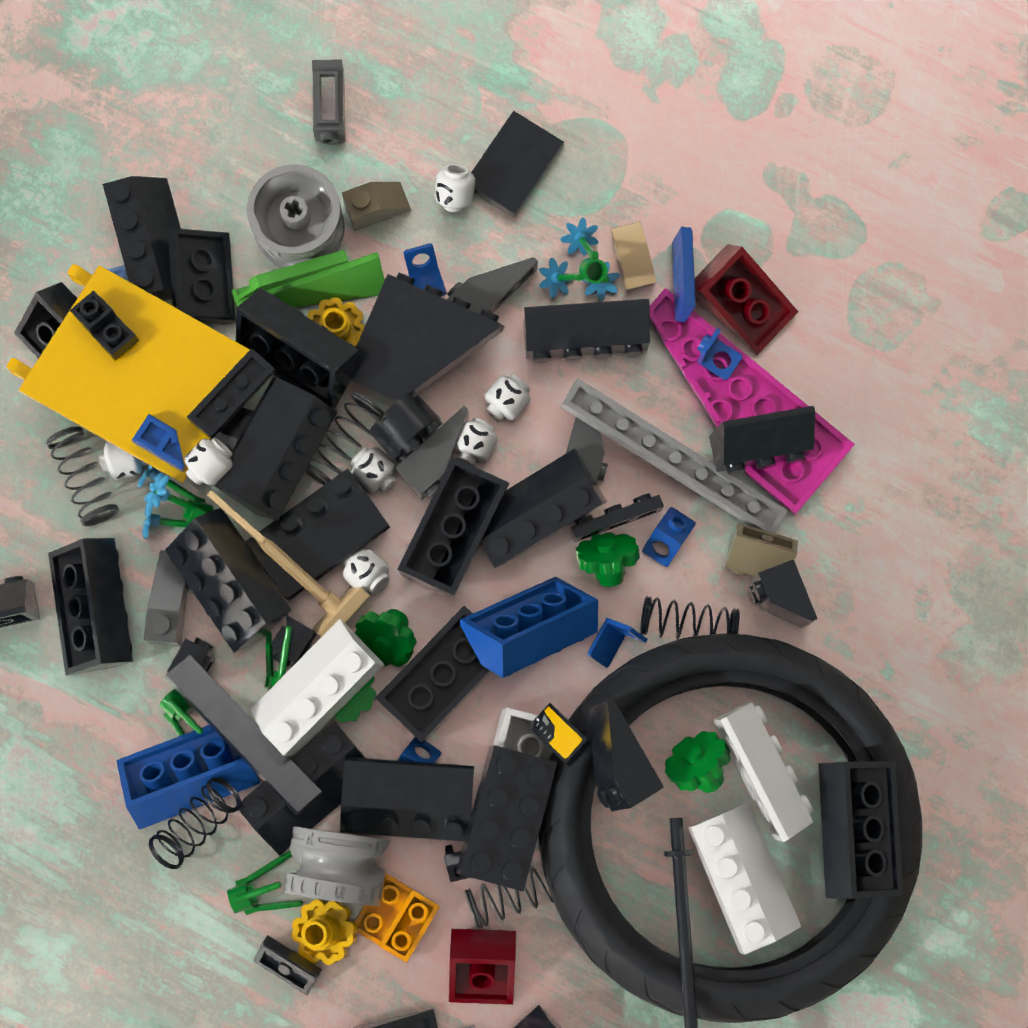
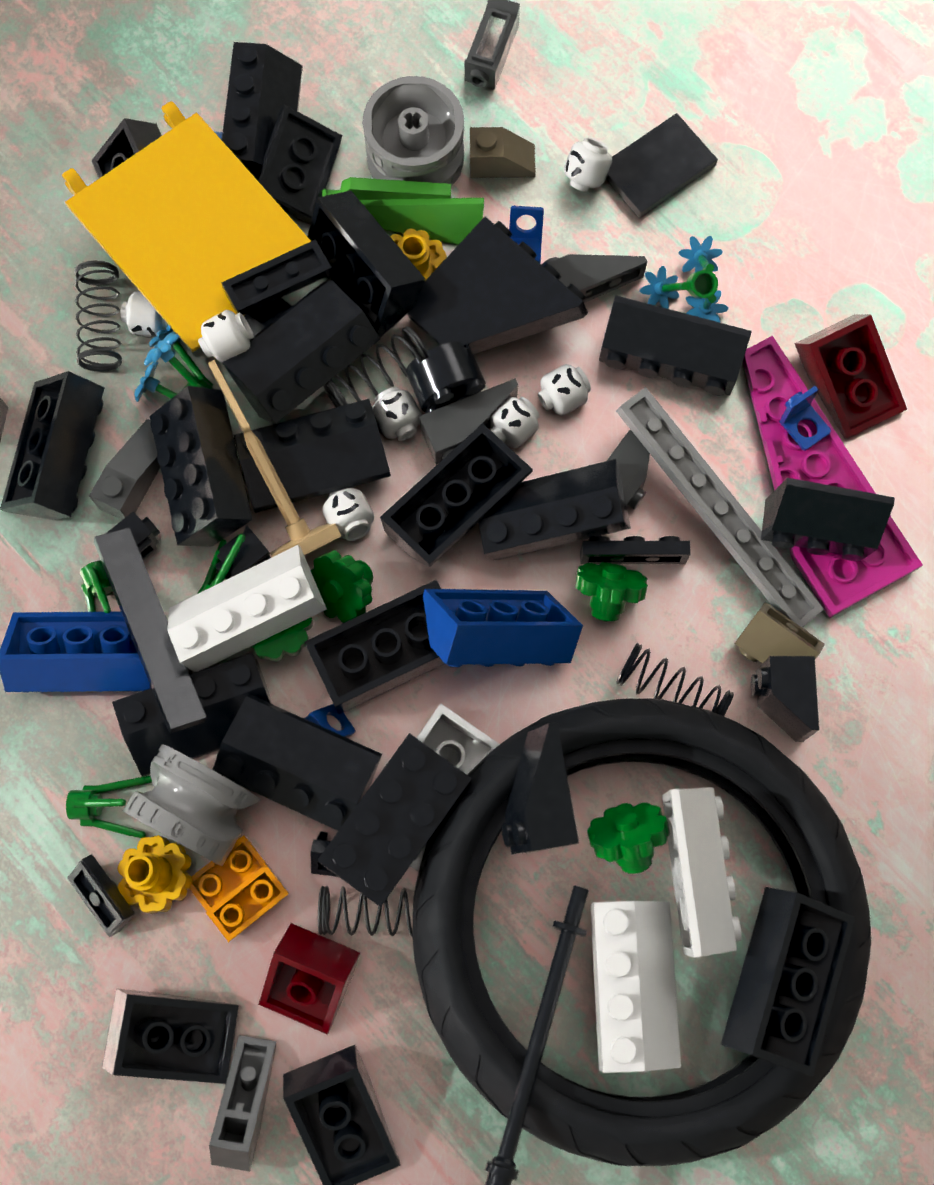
camera: 25 degrees right, 5 degrees down
(104, 325) = (176, 168): black slope -> none
(160, 441) = (185, 300): blue tile -> none
(178, 849) = (94, 695): black piece -> none
(559, 734) = (486, 751): slope -> none
(609, 640) = (581, 676): blue bracket -> none
(633, 255) = (750, 294): tan slope -> none
(672, 531) = (690, 586): blue bracket -> none
(683, 274) = (797, 327): blue tile -> none

